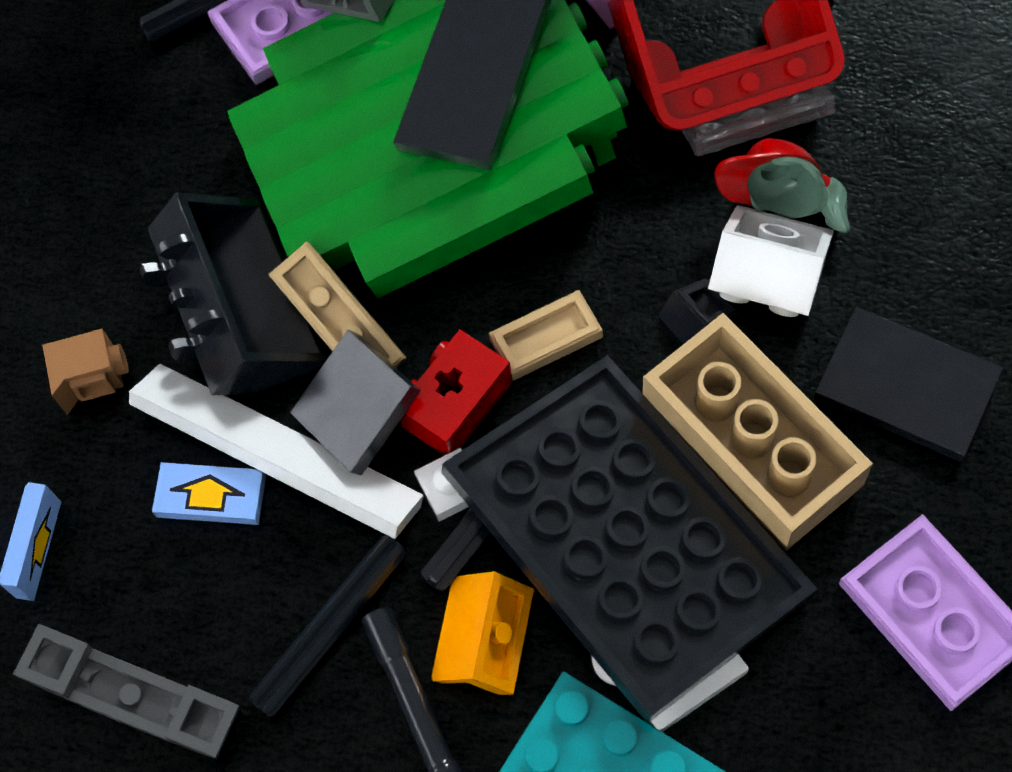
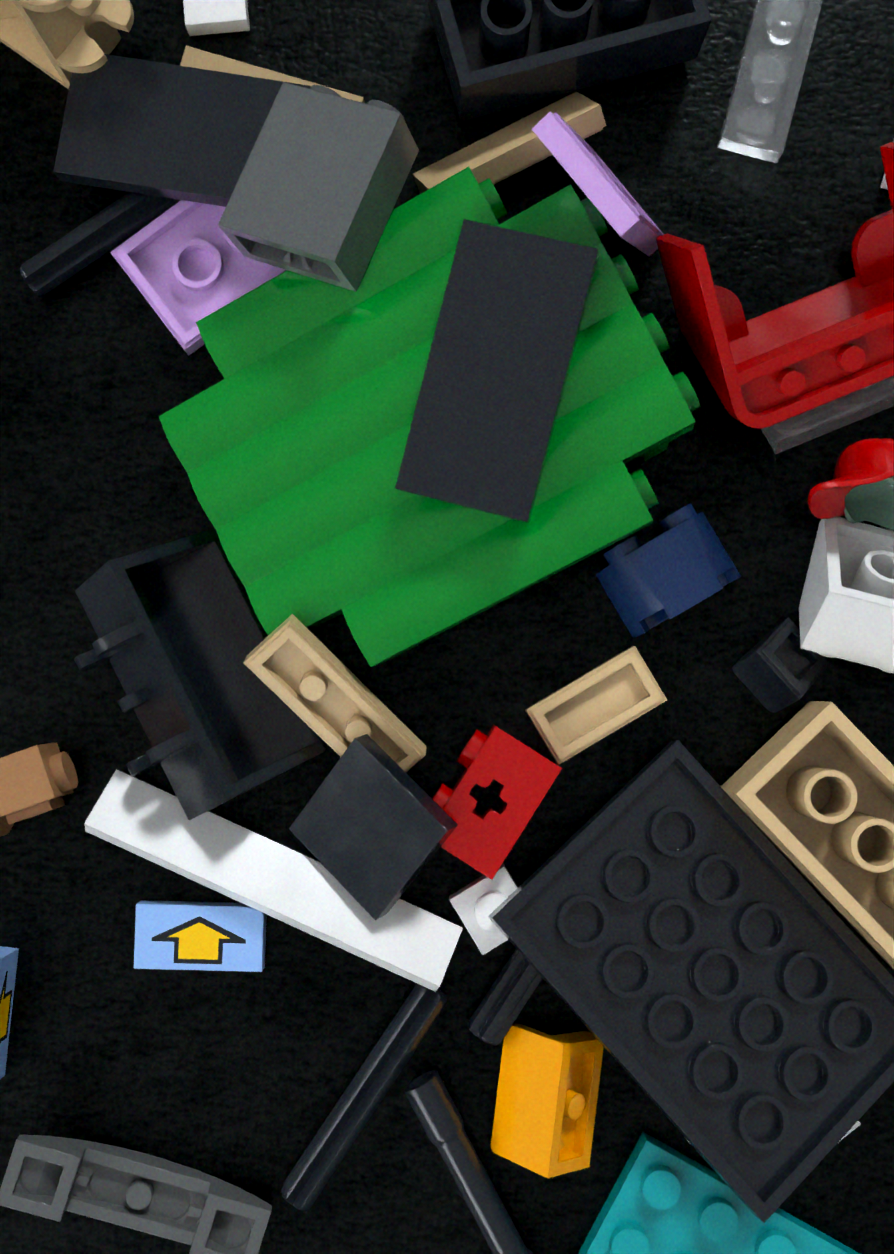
camera: 10 degrees left, 20 degrees up
(607, 236) = (666, 573): none -> dark blue cylinder

